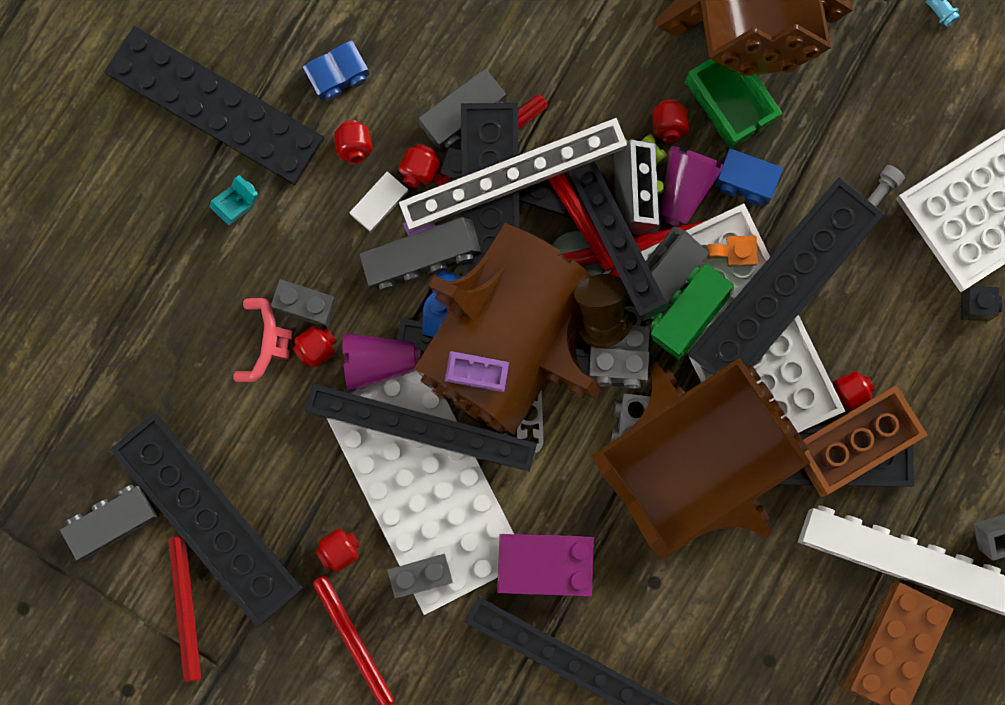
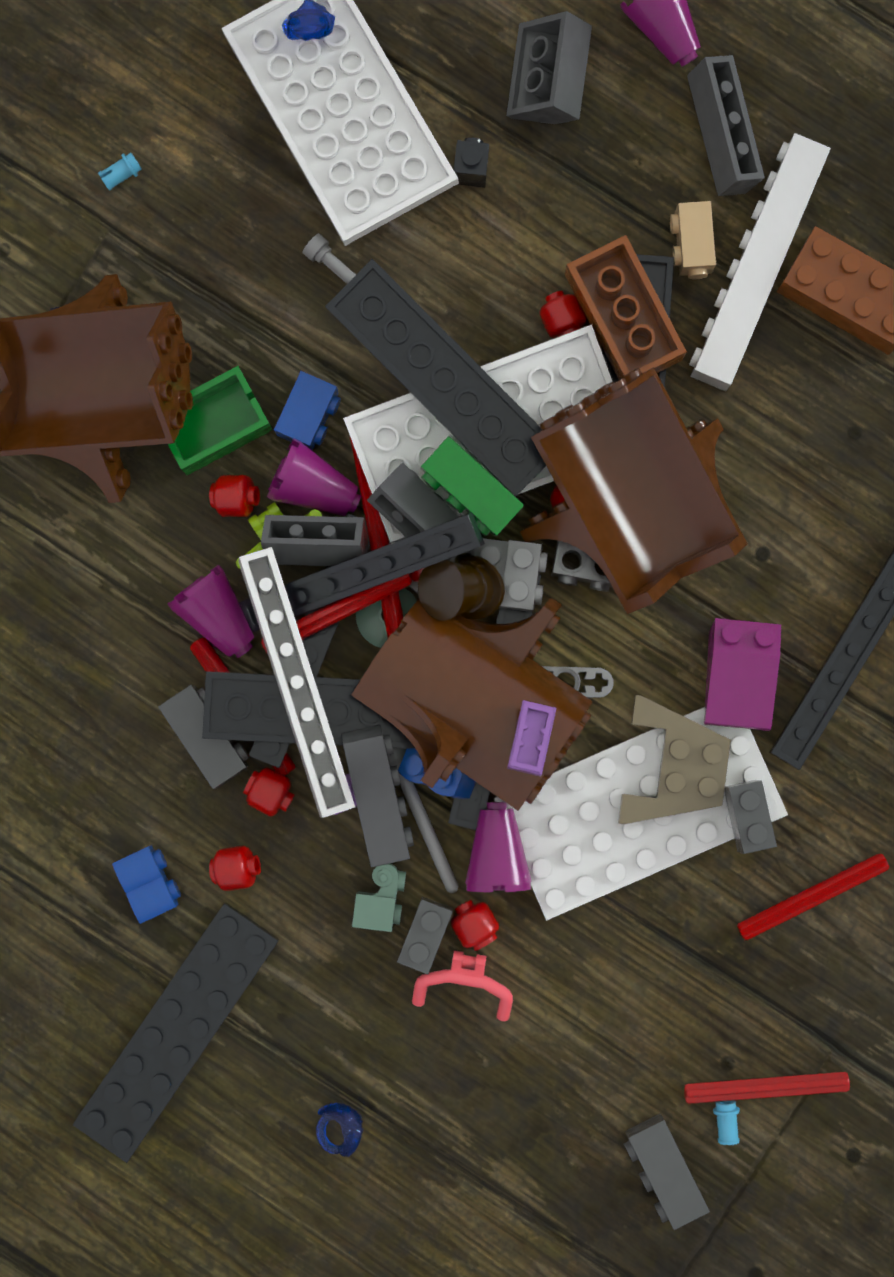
camera: 80 degrees left, 5 degrees up
(139, 251) = (350, 1125): none -> clear blue piece
(153, 574) = (727, 1122): none -> medium azure pin
(206, 519) = (666, 1059): black plate -> none
(235, 200) = (296, 1011): teal bracket -> none
(323, 265) = (380, 909): none -> sand green brick
(338, 550) = (710, 908): red head -> none
(379, 202) = (306, 841): white tile -> none
(396, 300) = (424, 825): none -> light grey piece
(421, 427) = (579, 807): black plate -> none
(461, 524) = (690, 767): none -> dark tan wing
(568, 110) = (215, 613): none -> magenta cone
(739, 251) = (400, 428): orange plate -> none
(933, 504) = (694, 238): none -> tan brick

